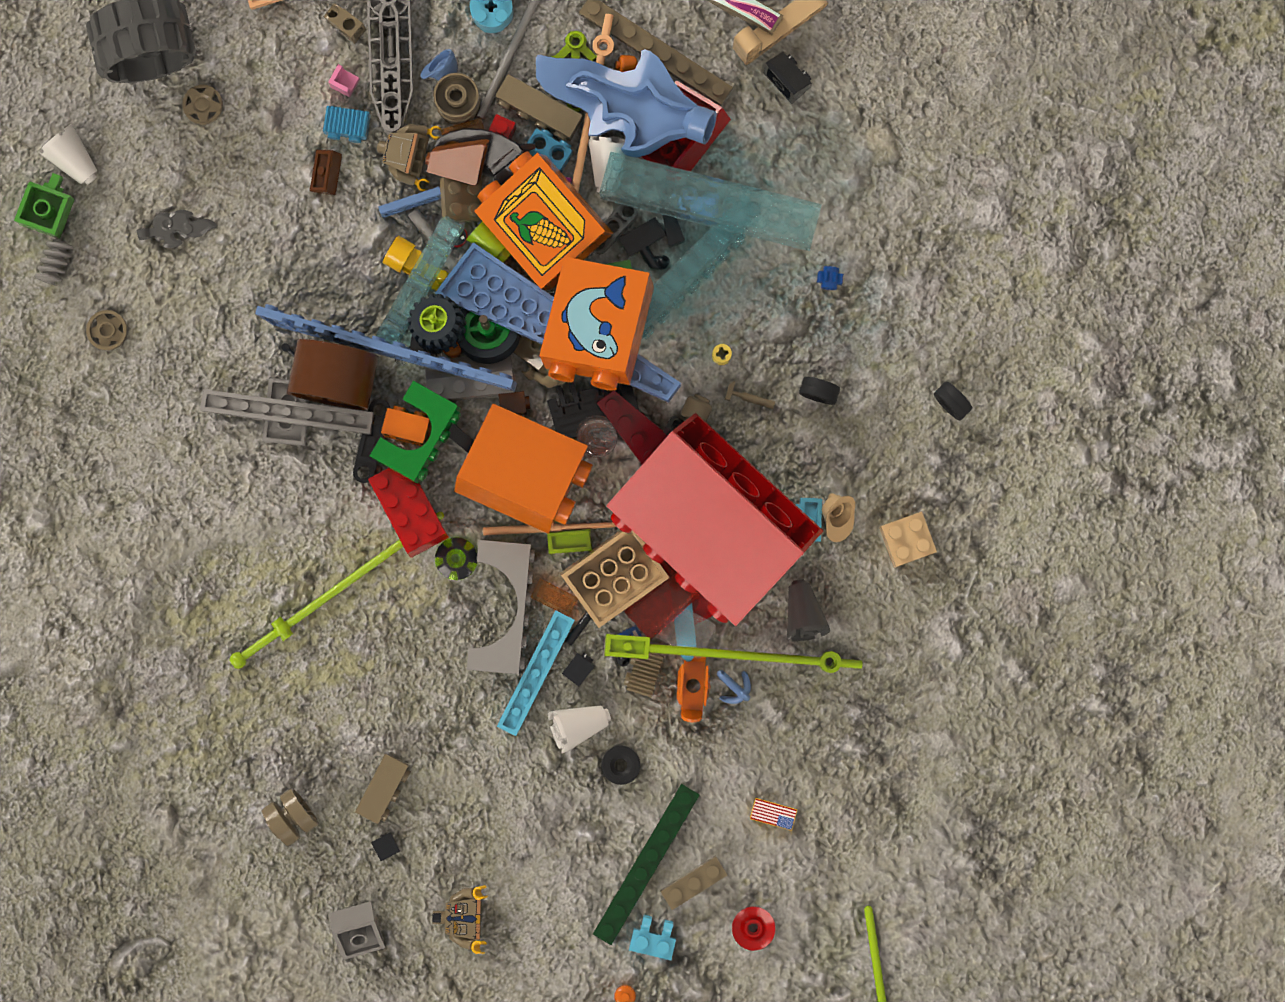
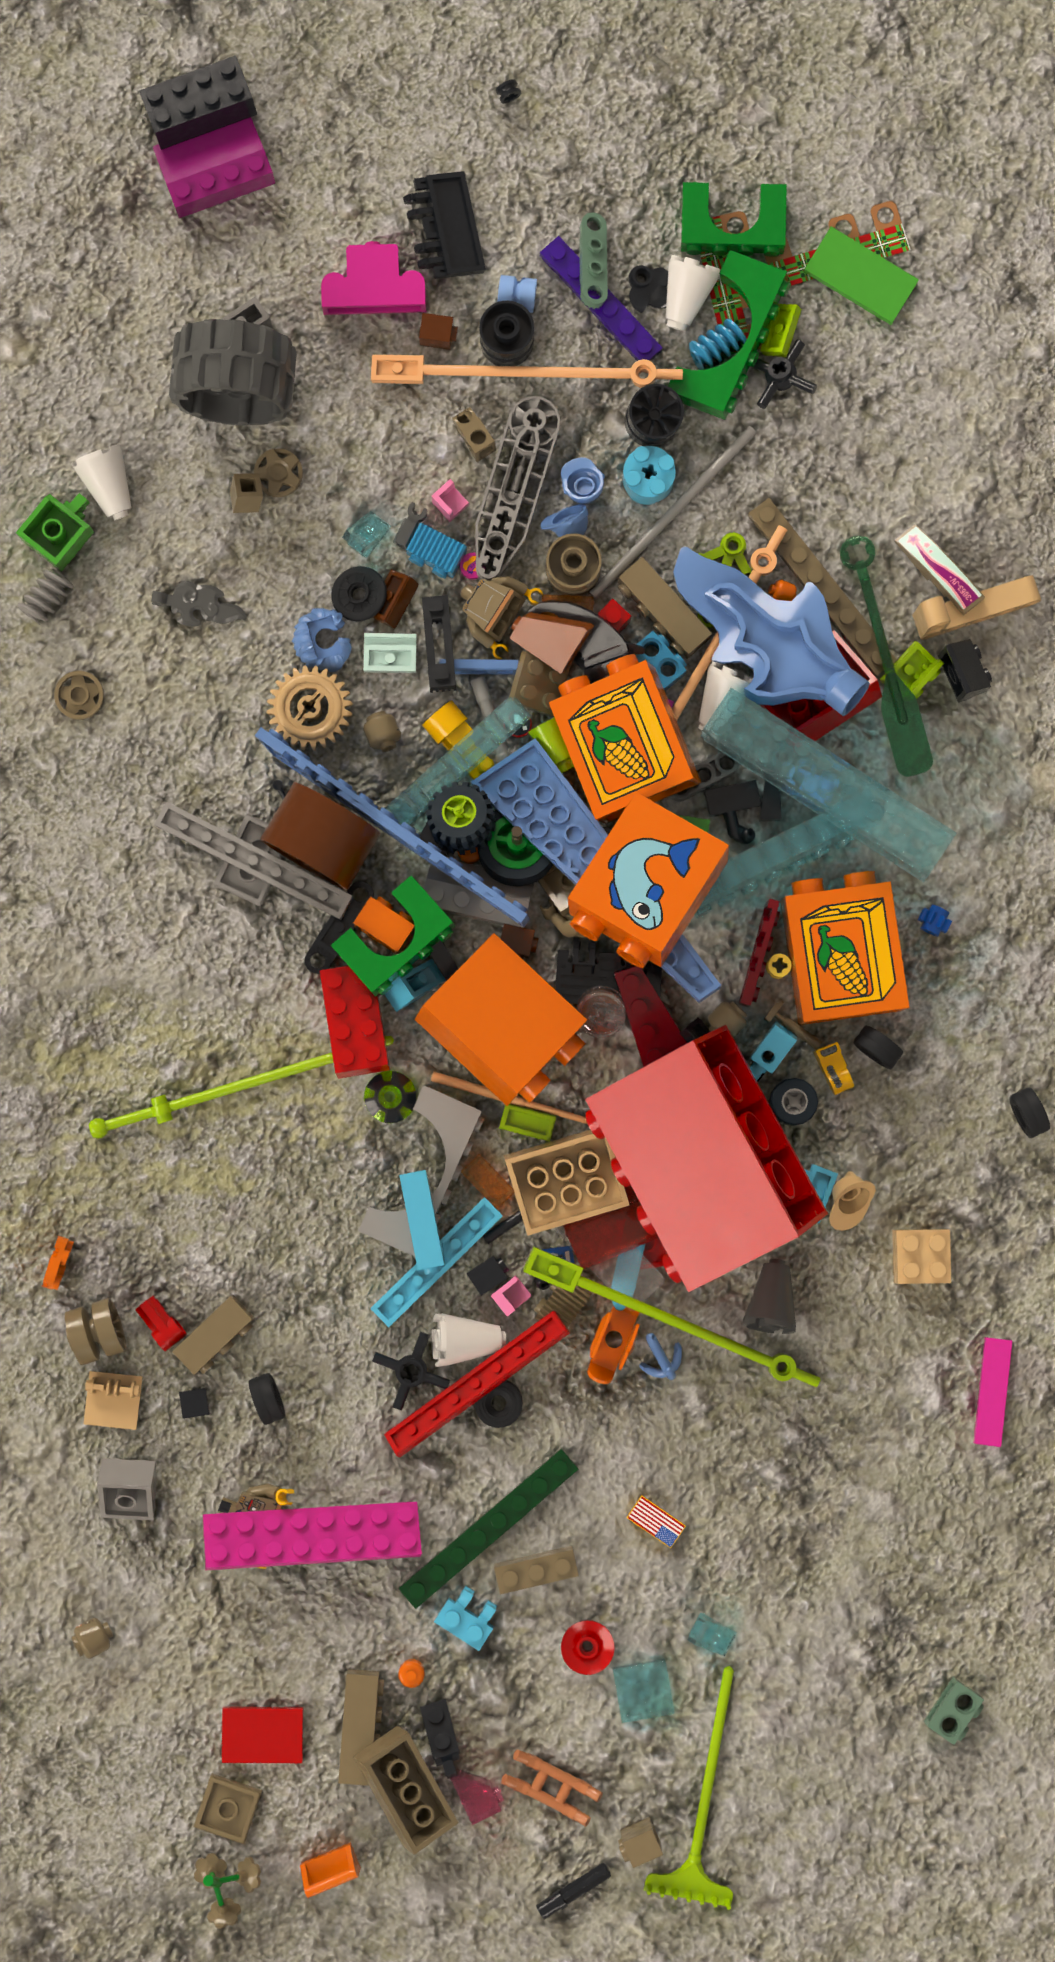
camera: 20 degrees right, 0 degrees up
(183, 128) = (246, 493): none -> dark tan brick
(242, 775) = (57, 1263): none -> orange plate
(269, 230) = (306, 645): none -> medium blue piece
(282, 298) = (326, 688): none -> tan gear
(287, 128) = (366, 533): none -> clear light blue slope
(304, 188) = (367, 606): none -> black wheel
(319, 112) = (409, 527): none -> dark grey bar
(321, 866) = (112, 1400): none -> tan hinge
(338, 215) = (390, 653): none -> light aqua plate
(343, 797) = (164, 1328): none -> red piece
(352, 278) = (382, 731): none -> dark tan head
(375, 126) = (468, 566): none -> dark pink tile
(384, 218) = (440, 675): none -> black container
(440, 823) = (266, 1398): none -> black tyre
(441, 30) = (582, 480): none -> medium blue hat
(445, 465) = (414, 985): none -> medium azure slope
(511, 915) = (311, 1535): none -> dark pink plate
(513, 644) = (422, 1221): none -> medium azure brick
(534, 763) = (415, 1359): none -> black bar
(598, 755) = (476, 1383): none -> red tile
(602, 679) = (511, 1295): none -> bright pink panel
(704, 341) = (762, 944): none -> dark red wing
(741, 412) = (777, 1040): none -> medium azure torso
(744, 119) = (898, 703): none -> clear green piece
(747, 93) = (916, 668): none -> lime bracket
(767, 324) = (844, 949): none -> brick
(775, 452) = (801, 1098): none -> black wheel
(791, 418) = (834, 1068): none -> yellow leg
(808, 947) = (643, 1690): none -> clear light blue tile
(846, 885) = (711, 1635): none -> clear light blue slope
(998, 625) = (992, 1392): none -> dark pink tile
(1045, 877) = (947, 1707): none -> sand green brick

